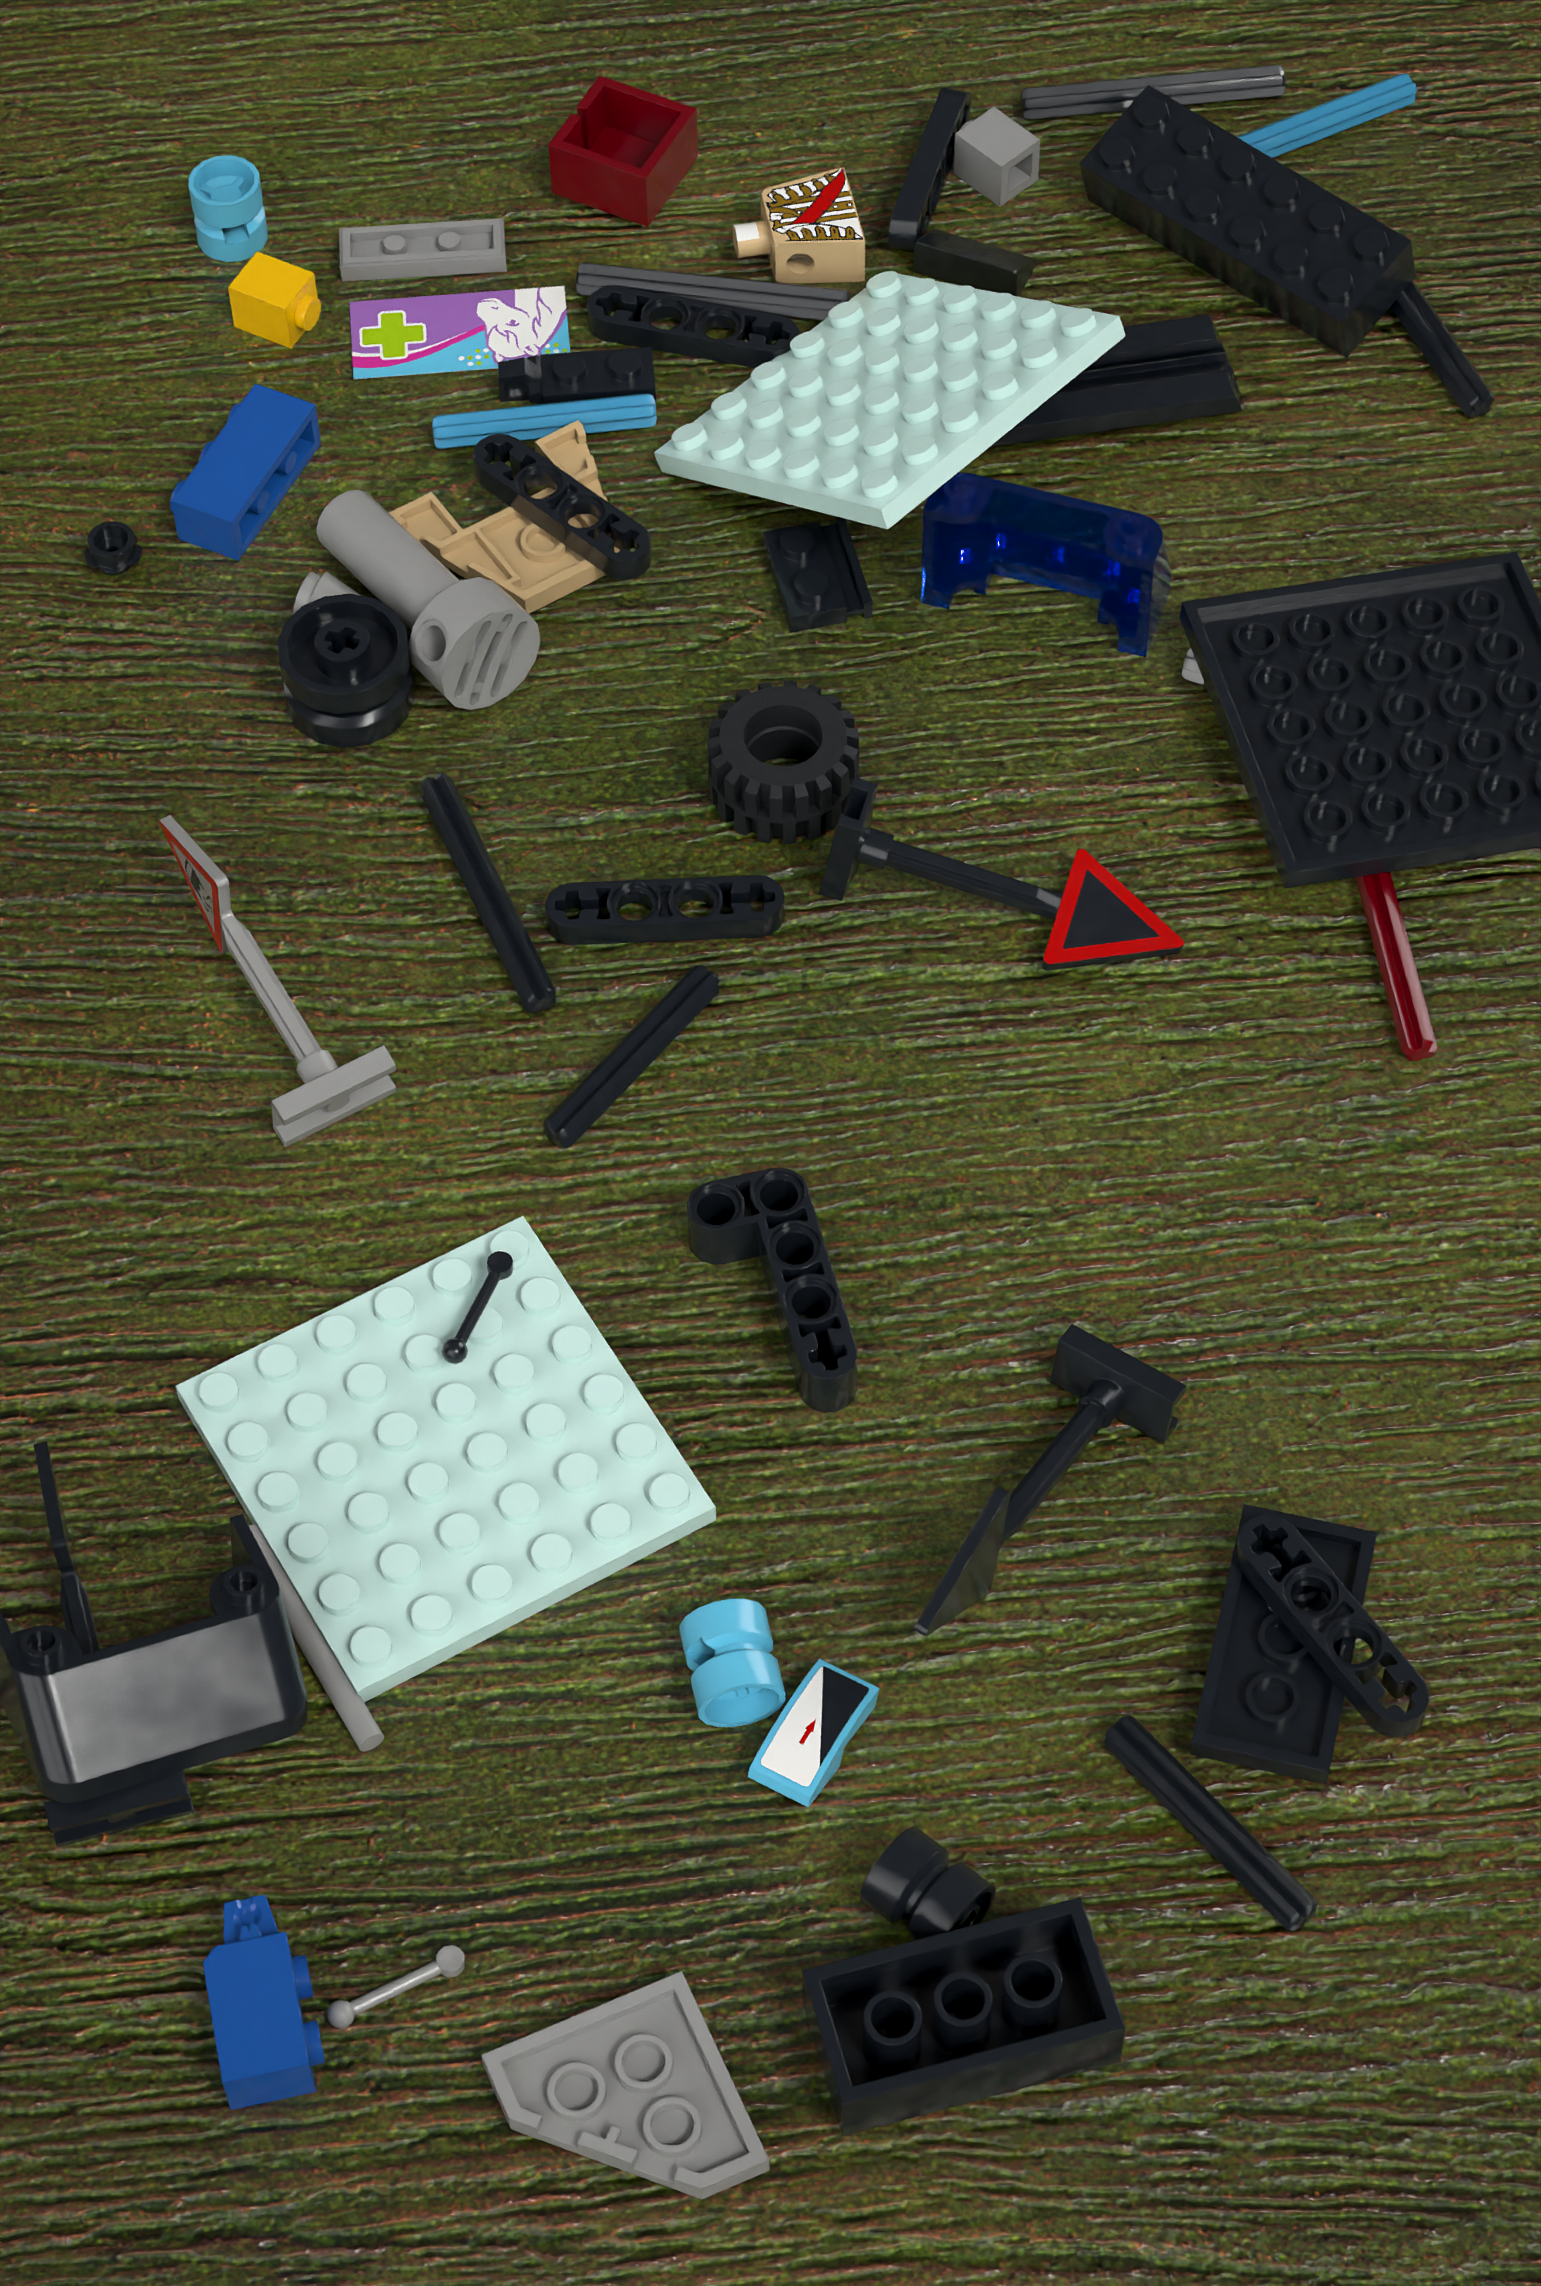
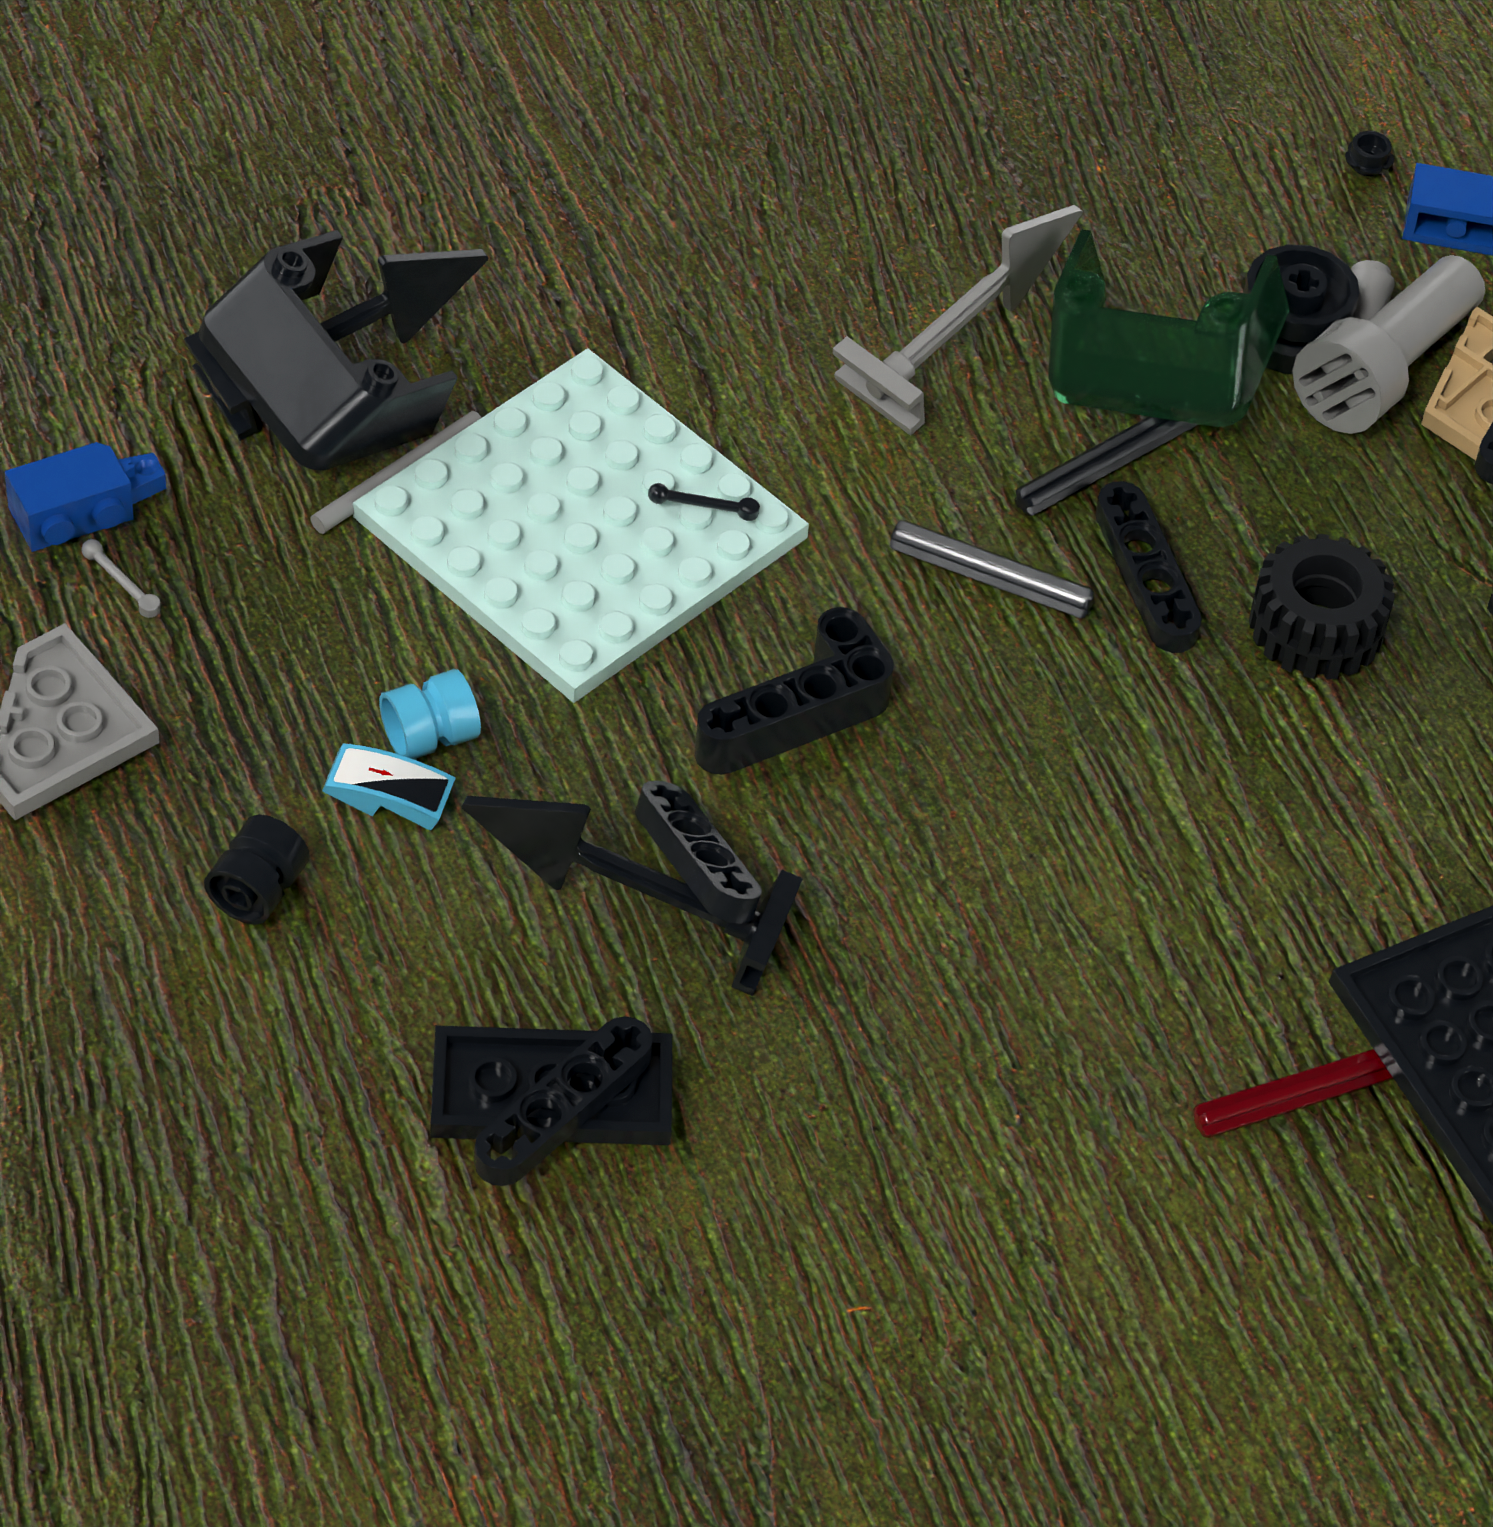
camera: 70 degrees right, 5 degrees down
(411, 821) = (1157, 362): none -> clear green windscreen
(962, 2016) = (152, 902): black brick -> none
(1092, 918) = (1248, 858): black piece -> none
(1099, 1396) = (698, 852): none -> black beam
(1210, 1823) = (373, 1059): black axle -> none

